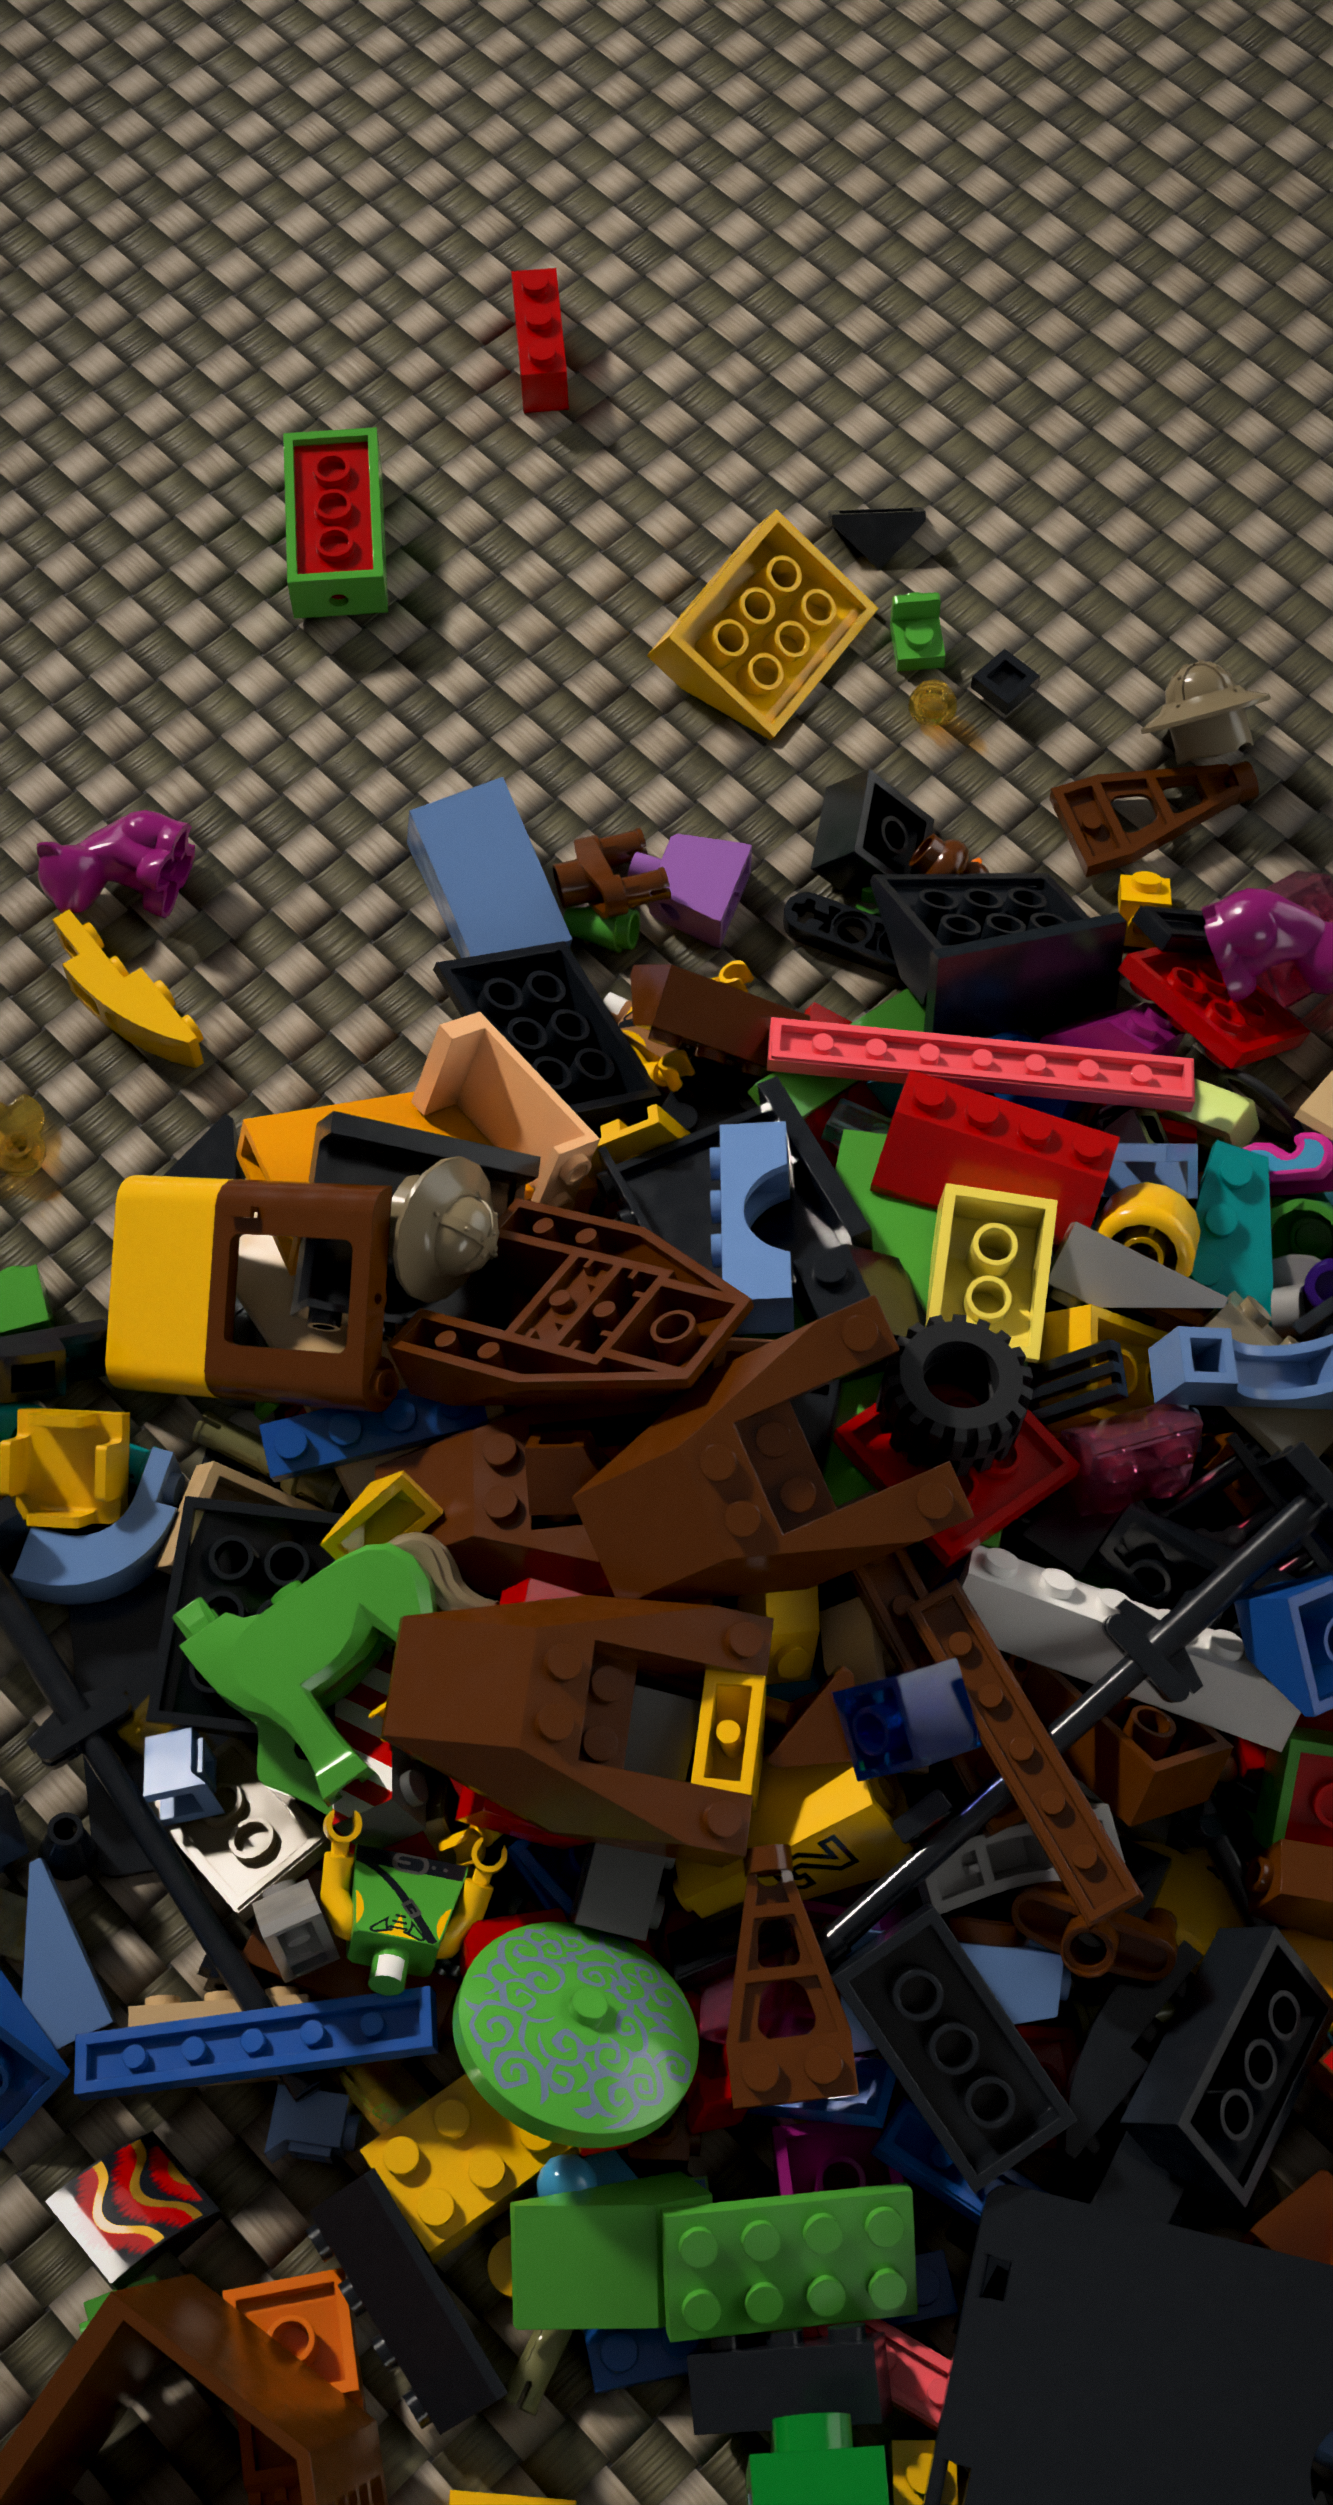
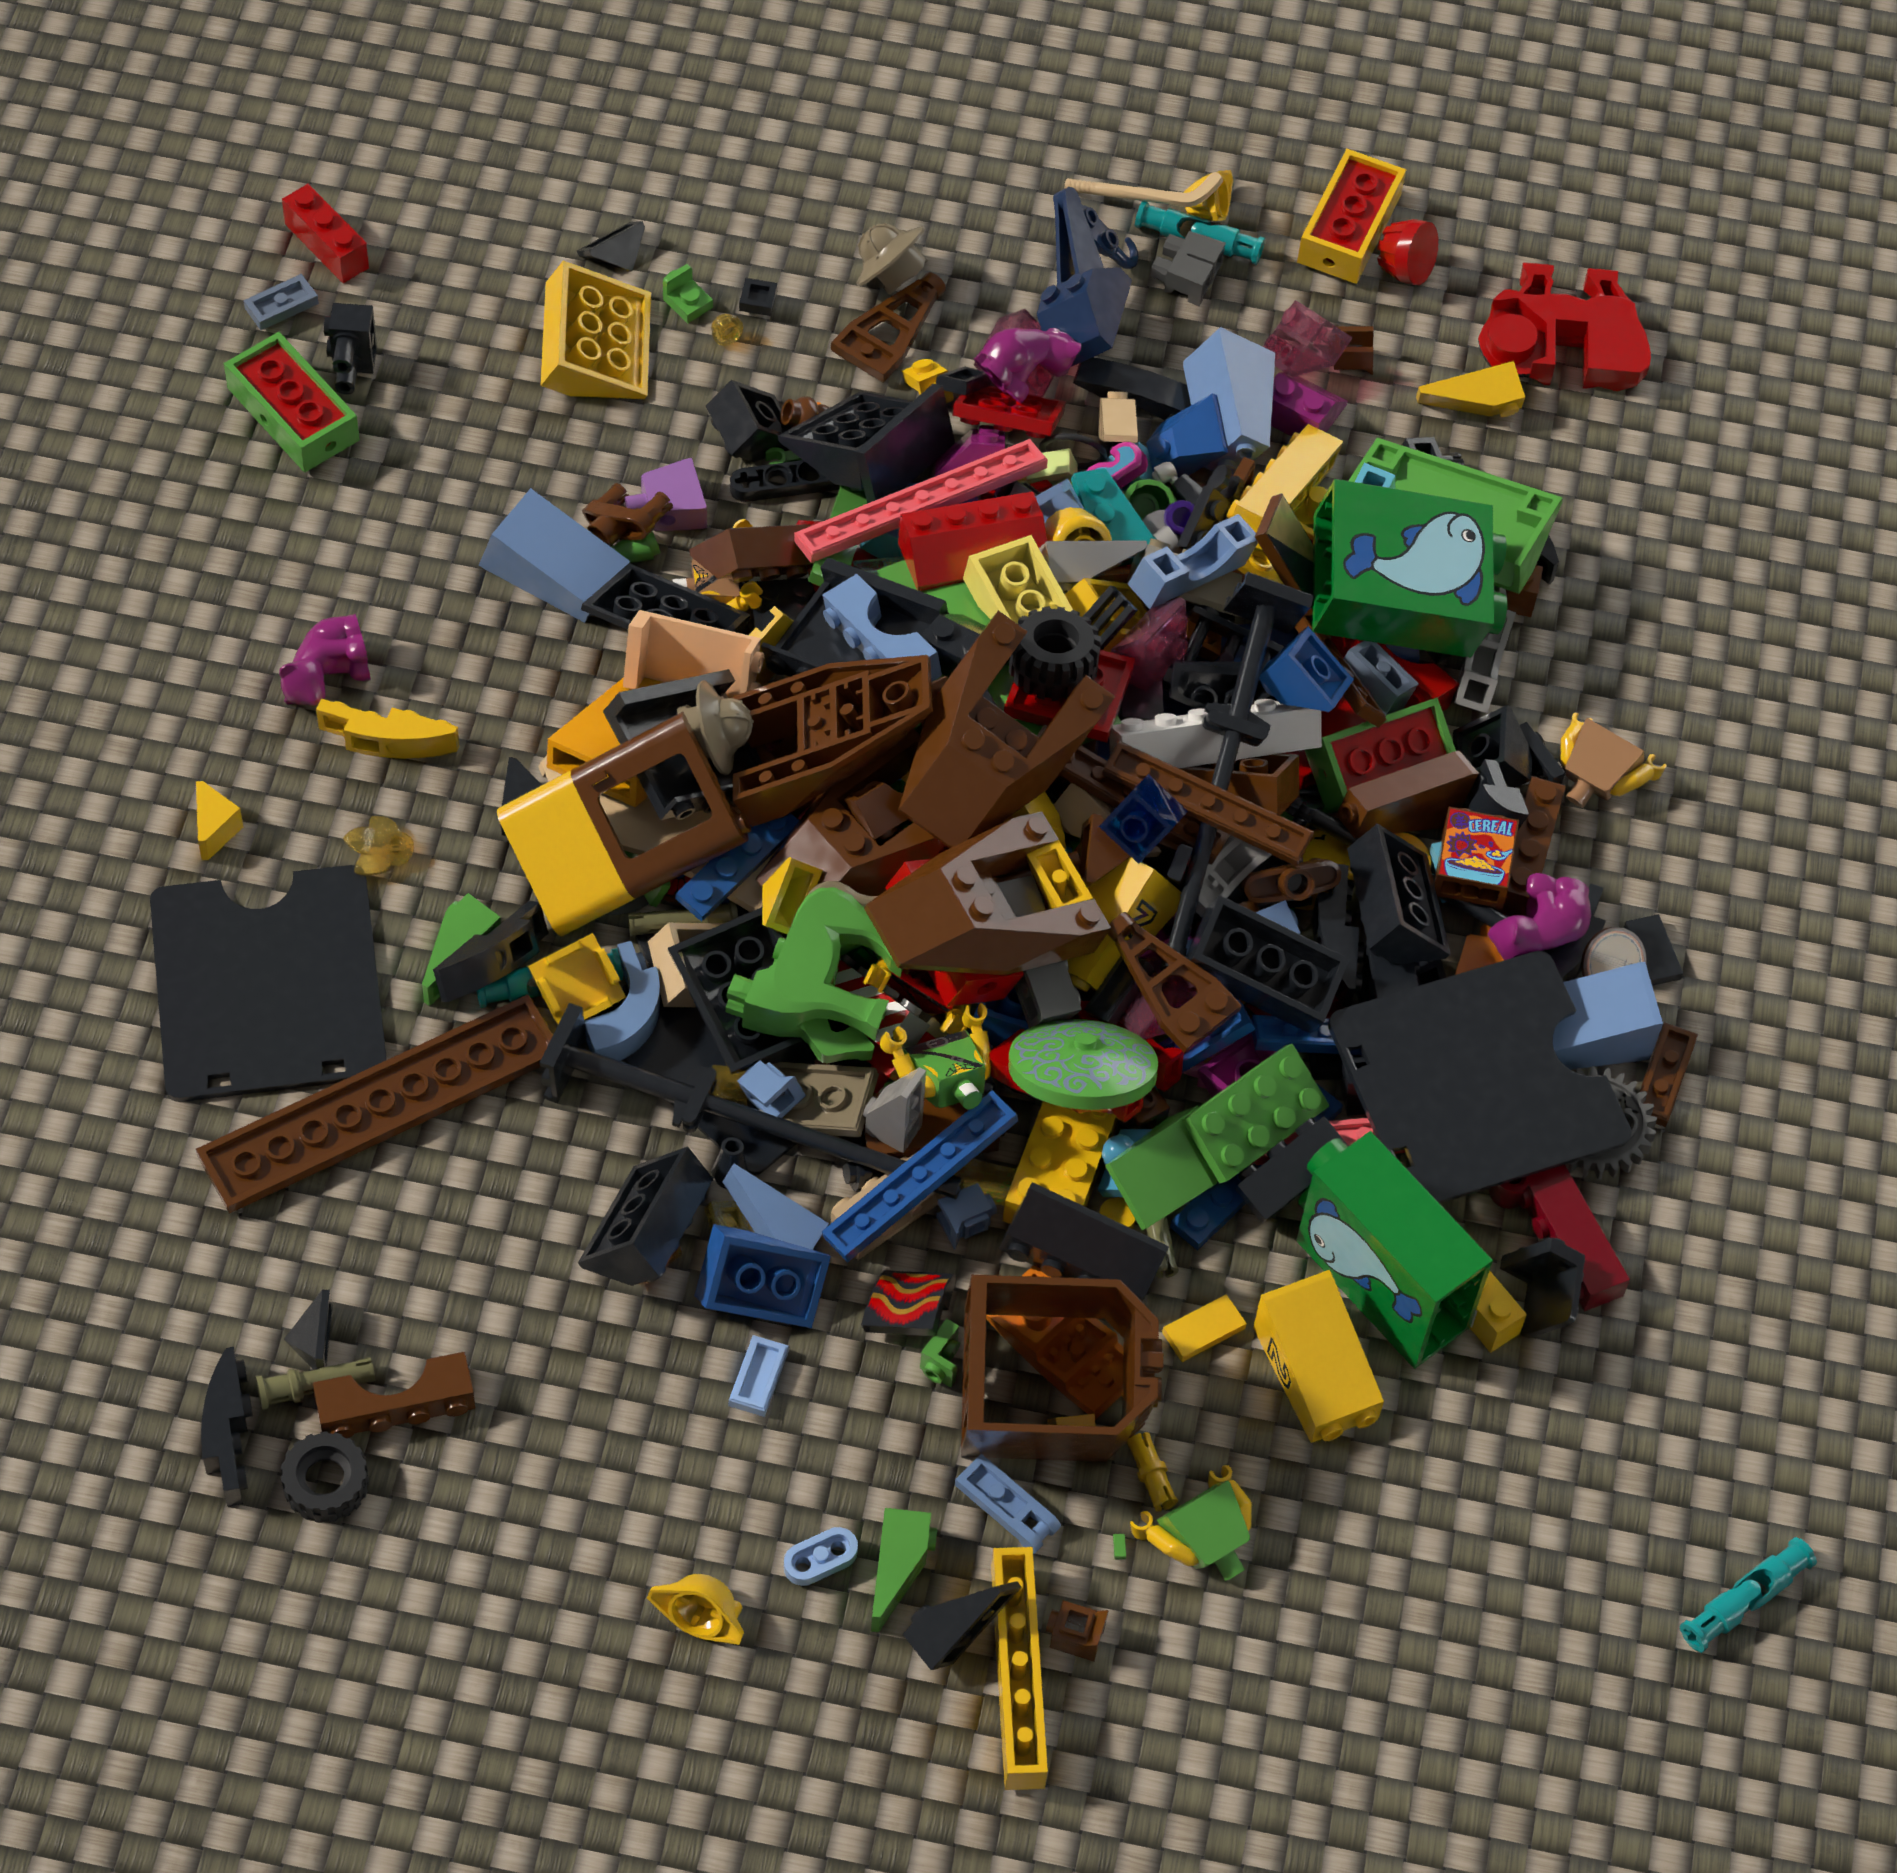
camera: 40 degrees left, 5 degrees down
(428, 397) = (281, 302): none -> sand blue plate
(457, 487) = (350, 343): none -> black brick

